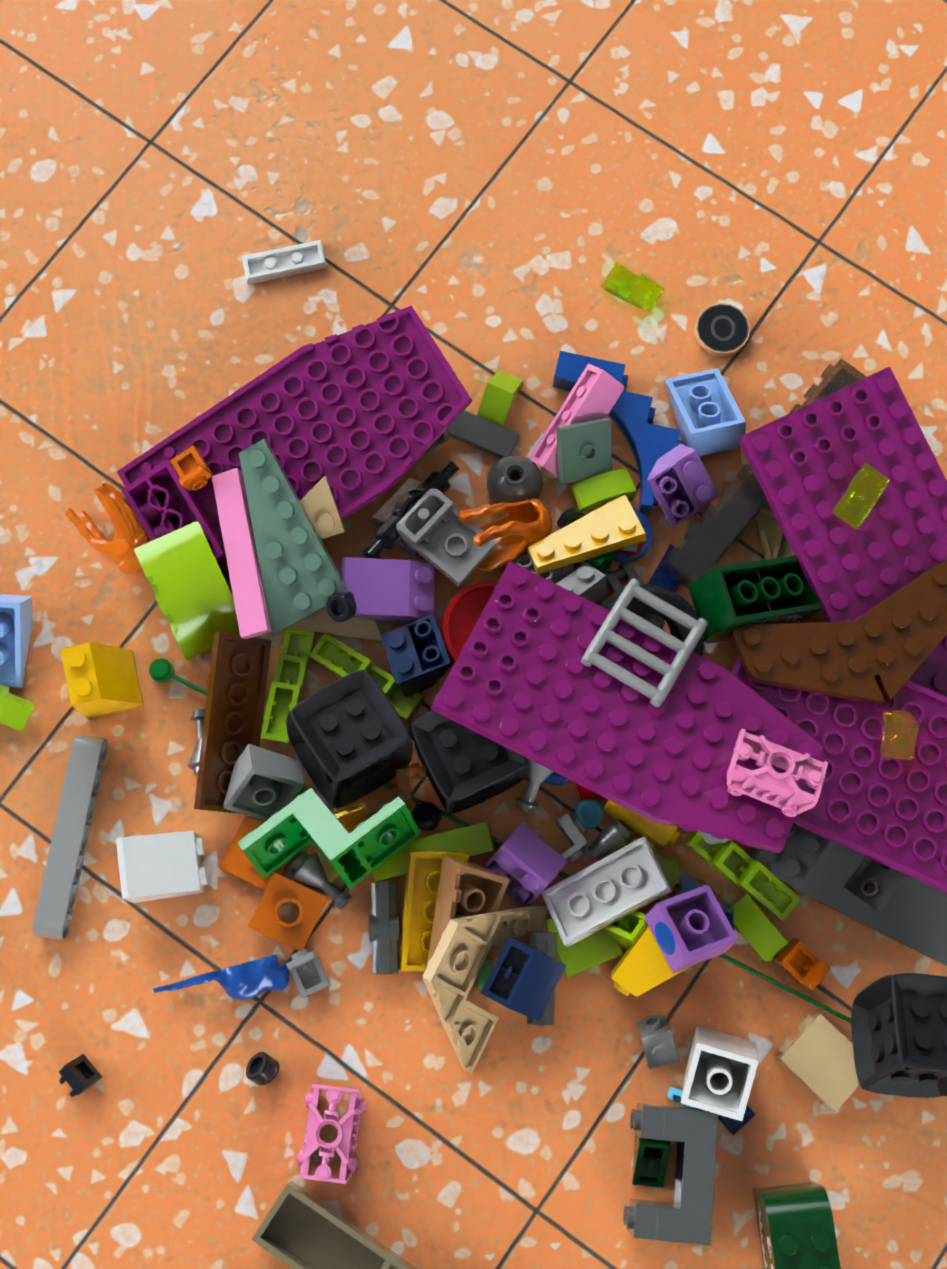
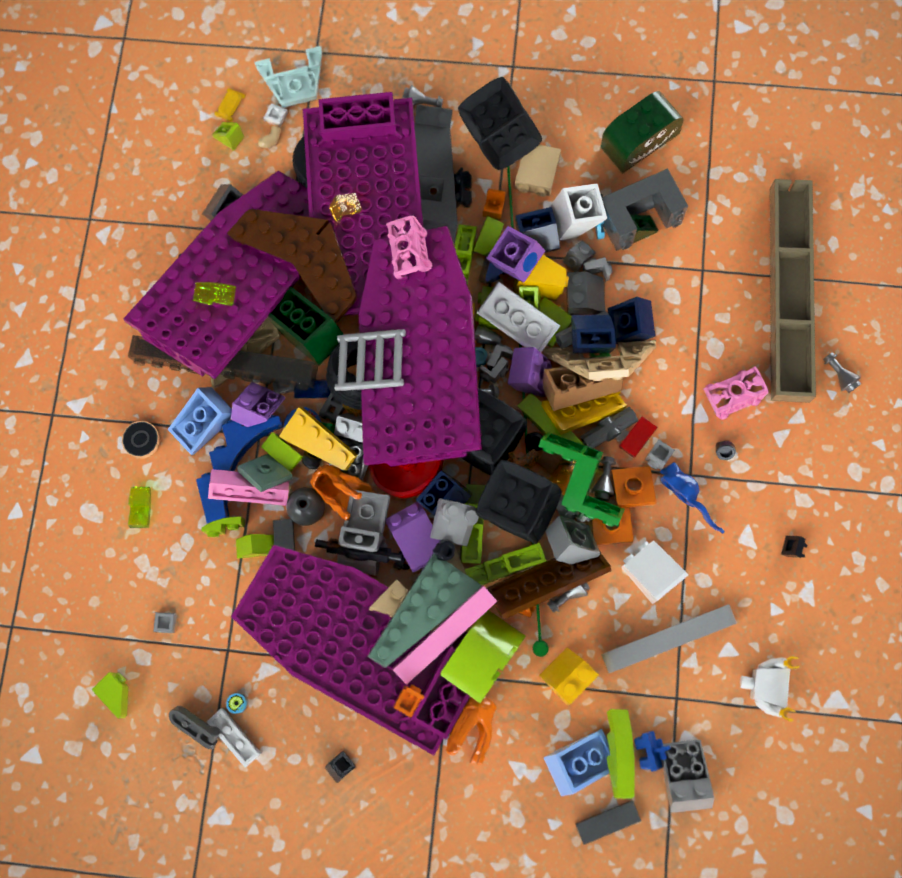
camera: 110 degrees left, 0 degrees up
(174, 362) = (340, 767): none -> black slope
(321, 283) = (236, 703): none -> tile
(322, 223) = (194, 727): none -> dark grey plate
(351, 962) = (638, 437): none -> red tile
(373, 641) = (453, 522): none -> light grey slope
(416, 153) = (113, 693): none -> lime slope
(468, 250) = (164, 622): none -> light grey tile
(516, 1054) = (633, 320): none -> dark blue slope
(547, 365) = (219, 526): none -> lime slope
(551, 829) = (498, 371): none -> light grey bracket
(593, 1014) = (585, 294): none -> dark grey slope
(629, 1052) = (596, 266): none -> light grey bracket
(723, 1000) = (541, 227): none -> dark blue slope
(865, 939) = (463, 180): none -> black hinge

